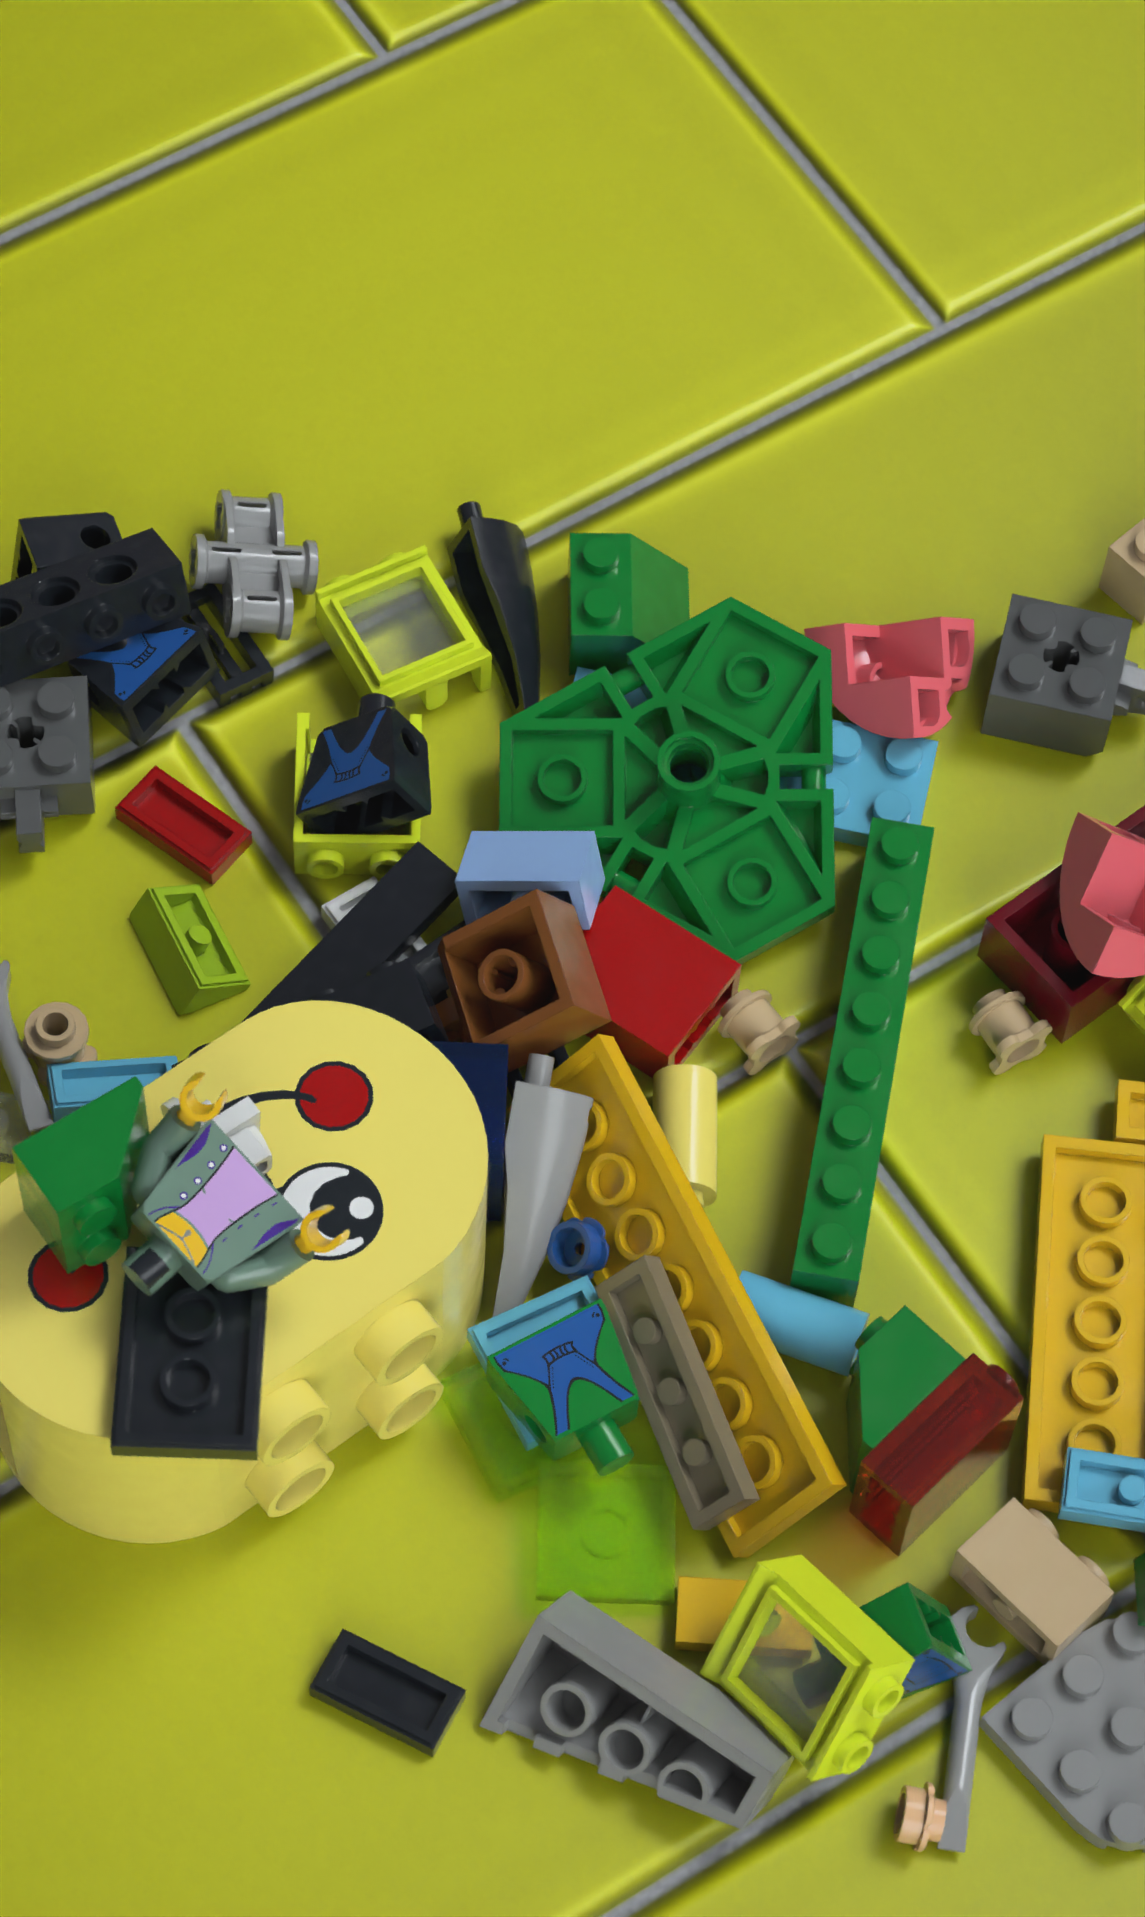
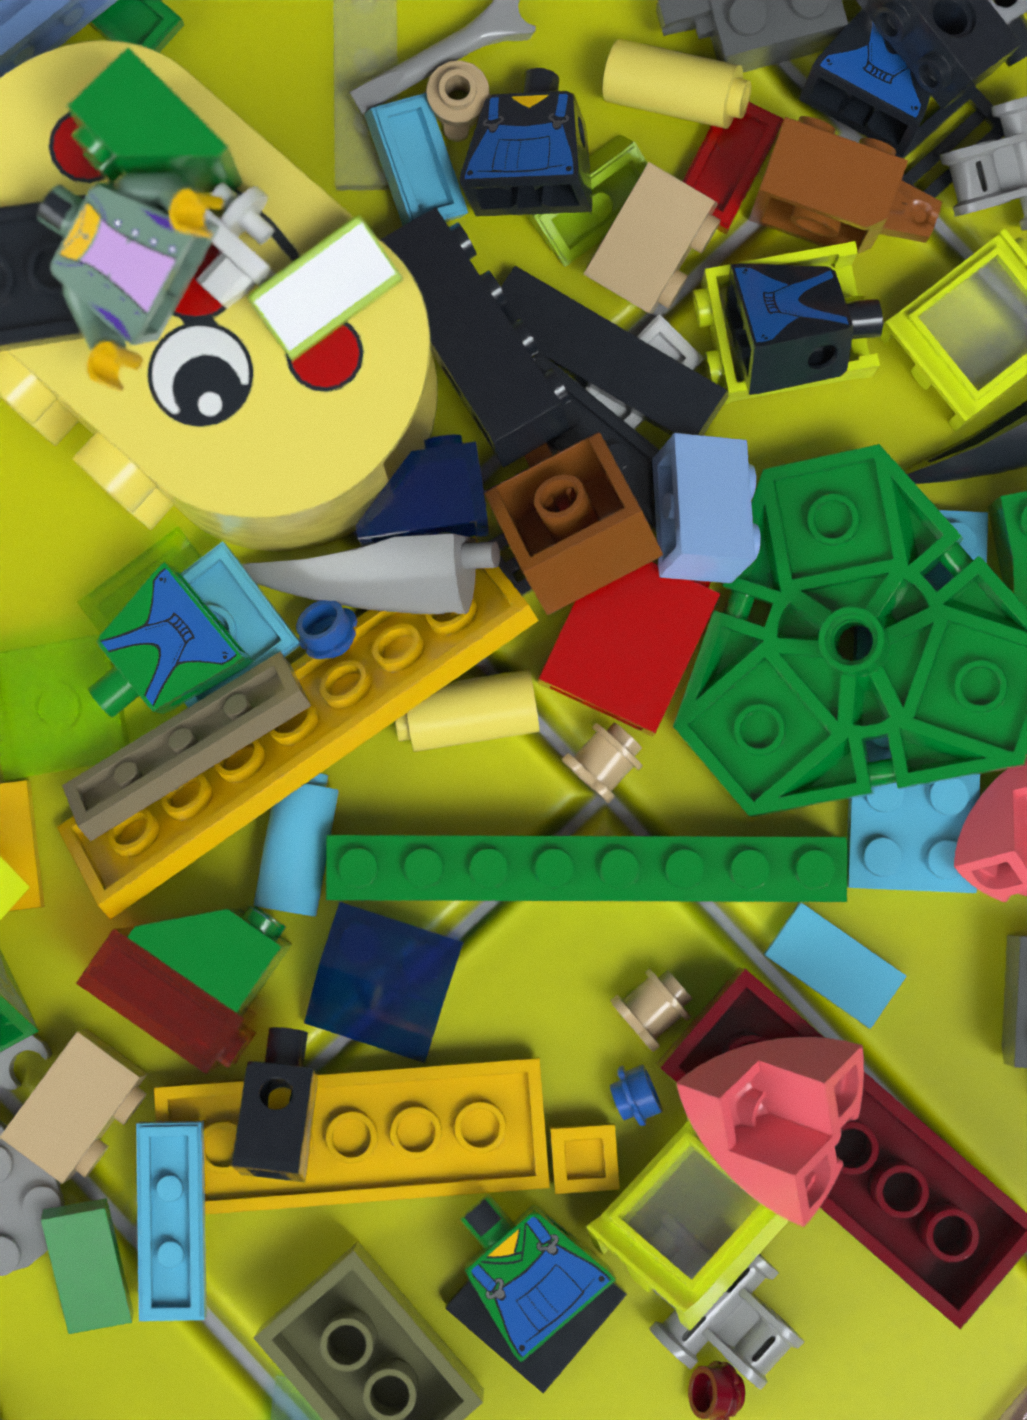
camera: 85 degrees right, 25 degrees up
(100, 841) = (675, 84): none -> light yellow brick
(136, 972) = (529, 152): none -> torso
(241, 722) = (839, 189): none -> dark orange hinge
(249, 888) = (653, 240): none -> tan brick
(273, 1075) = (325, 288): none -> slope
(945, 1261) = (383, 981): none -> clear blue slope
(988, 874) = (834, 965): none -> medium azure tile
(1072, 1358) = (271, 1140): none -> black torso
(1090, 1061) = (635, 1094): none -> blue plate

